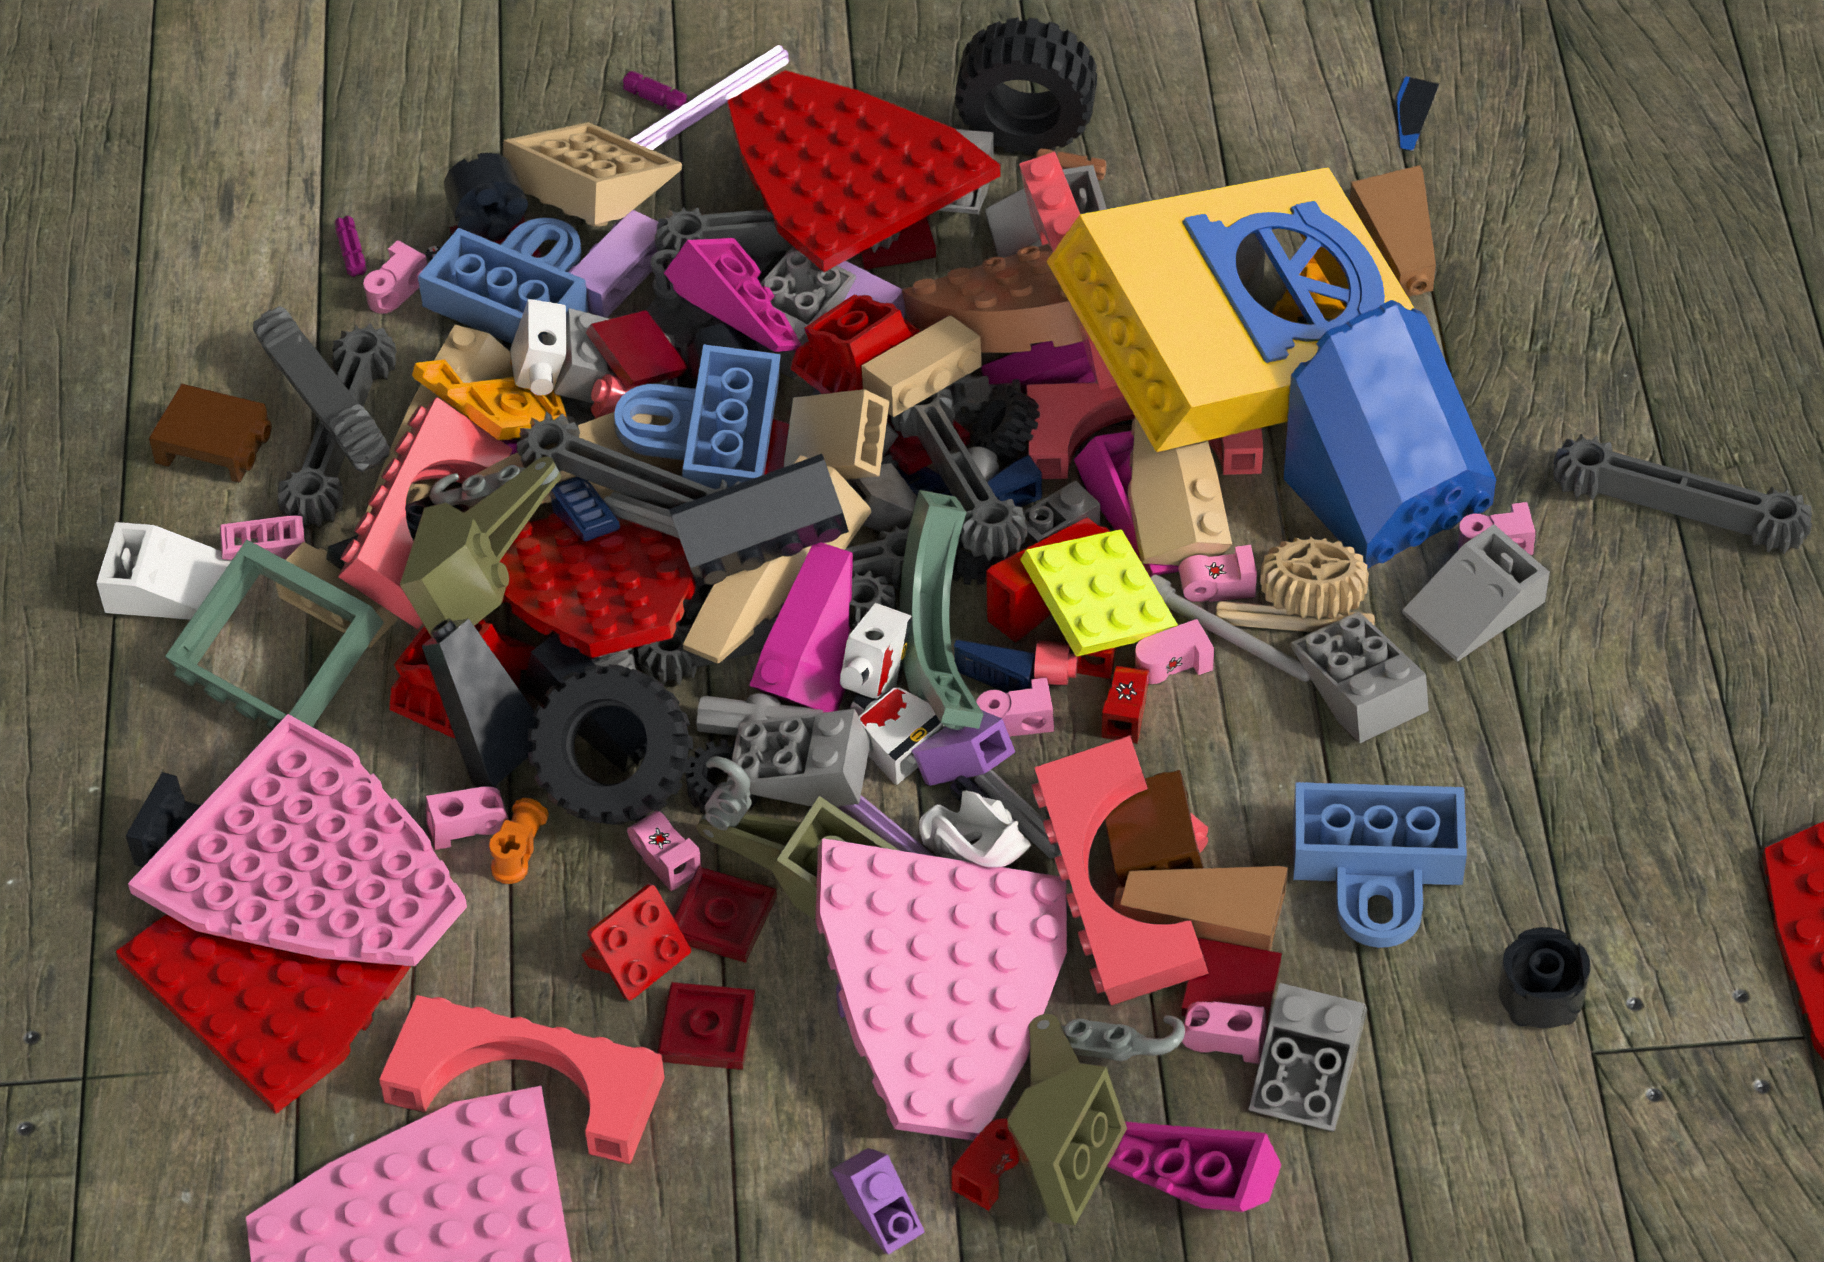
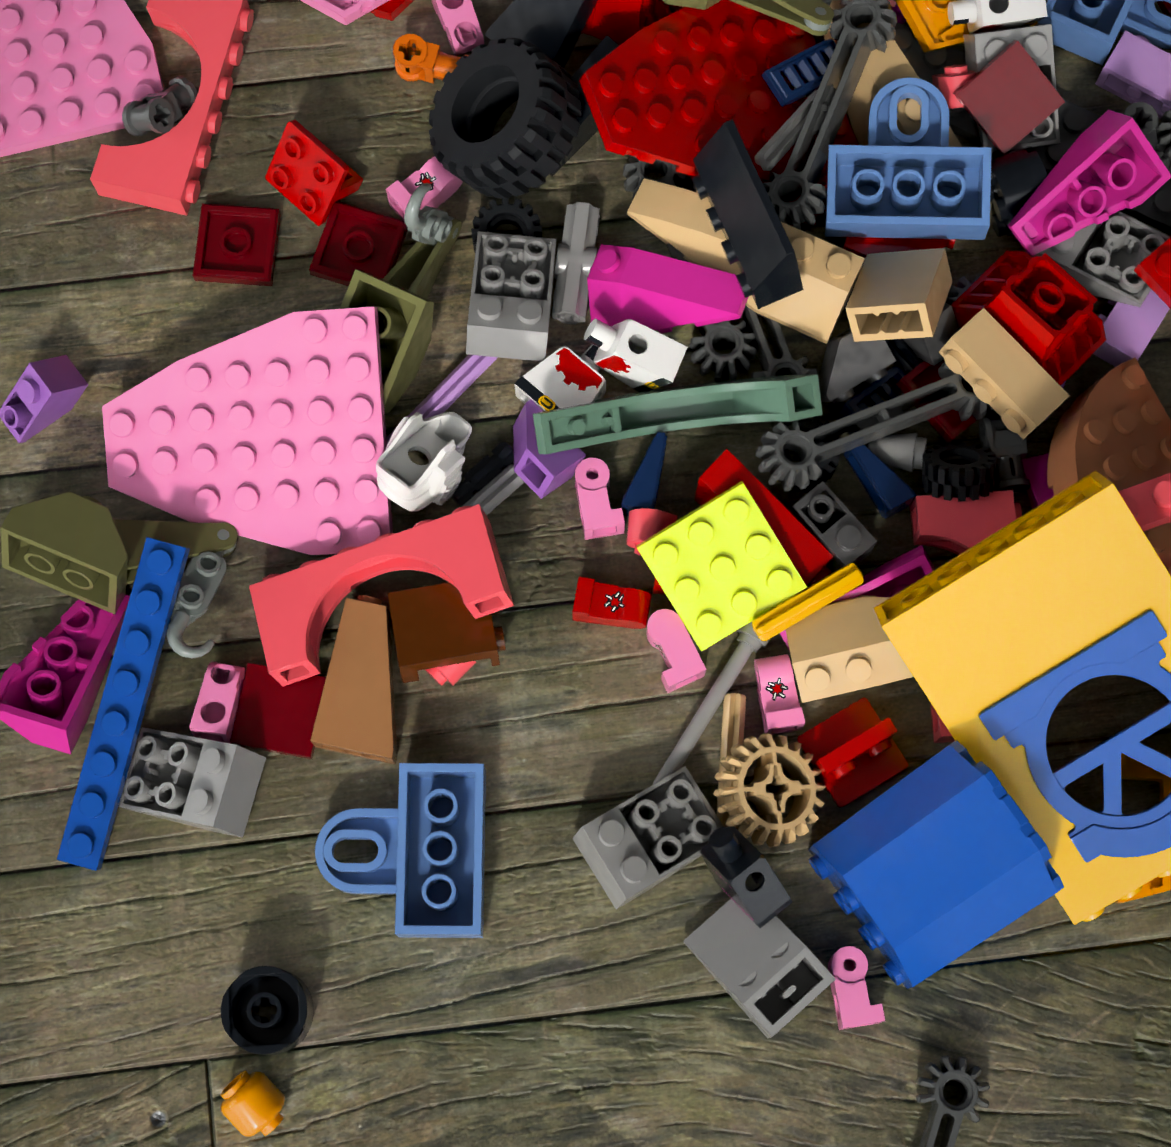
camera: 85 degrees right, 25 degrees up
(548, 1078) = (159, 110): none -> dark grey connector
(983, 1163) = (67, 477): red leg -> none
(1135, 532) = (807, 602): none -> yellow axle
(1233, 1100) = (123, 704): none -> blue plate
(1270, 517) = (853, 751): none -> red bracket
(1399, 589) = (731, 861): none -> black torso
(1635, 997) = (252, 1103): none -> light orange head

